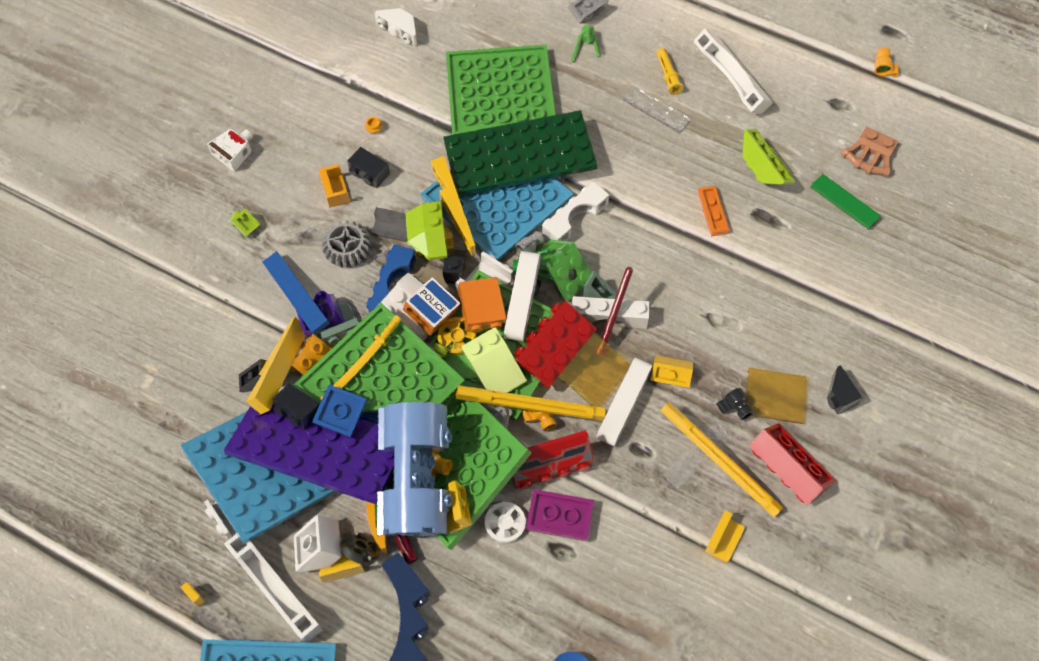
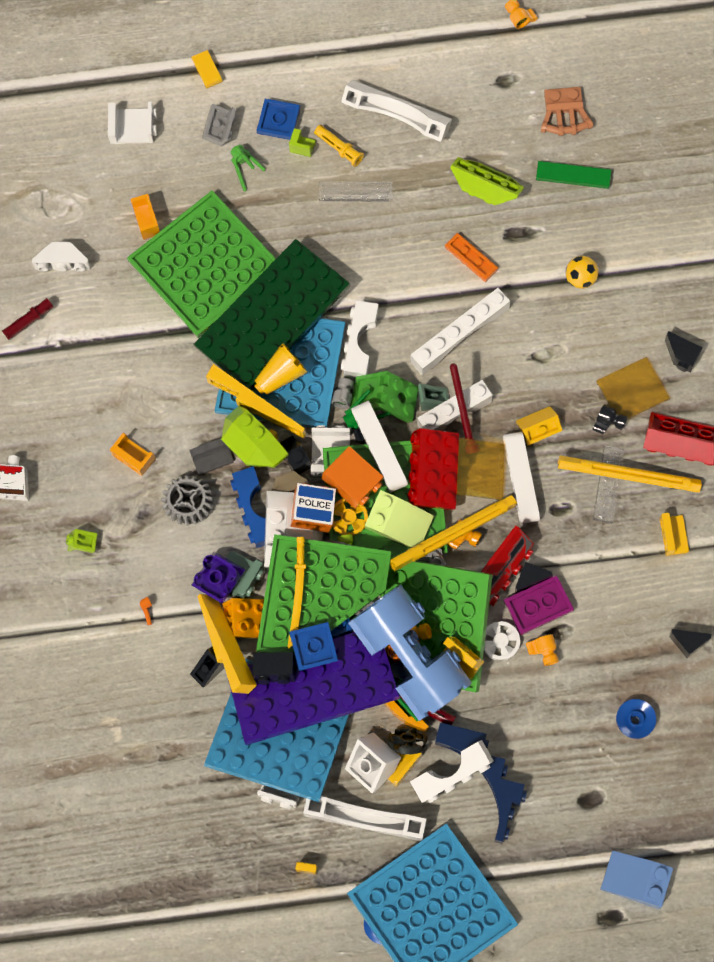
camera: 30 degrees left, 10 degrees up
(250, 298) = (145, 604): none -> orange hand
(296, 293) = (183, 572): blue tile -> none
(338, 50) = (32, 315): none -> dark red pin
(368, 167) = (148, 417): black brick -> none
(373, 125) = (118, 373): light orange plate -> none
(397, 602) = (431, 784): none -> white arch
(484, 32) = (145, 216): none -> light orange panel
(492, 193) = (279, 371): none -> yellow cone
(539, 554) = (546, 646): none -> light orange piece
(570, 485) = (531, 576): none -> black slope
(636, 28) = (278, 119): none -> blue plate
(638, 53) = (301, 145): none -> lime panel
(671, 640) = (689, 641): none -> black slope
(693, 254) = (441, 344): none -> white arch
(797, 274) = (582, 272): none -> yellow piece

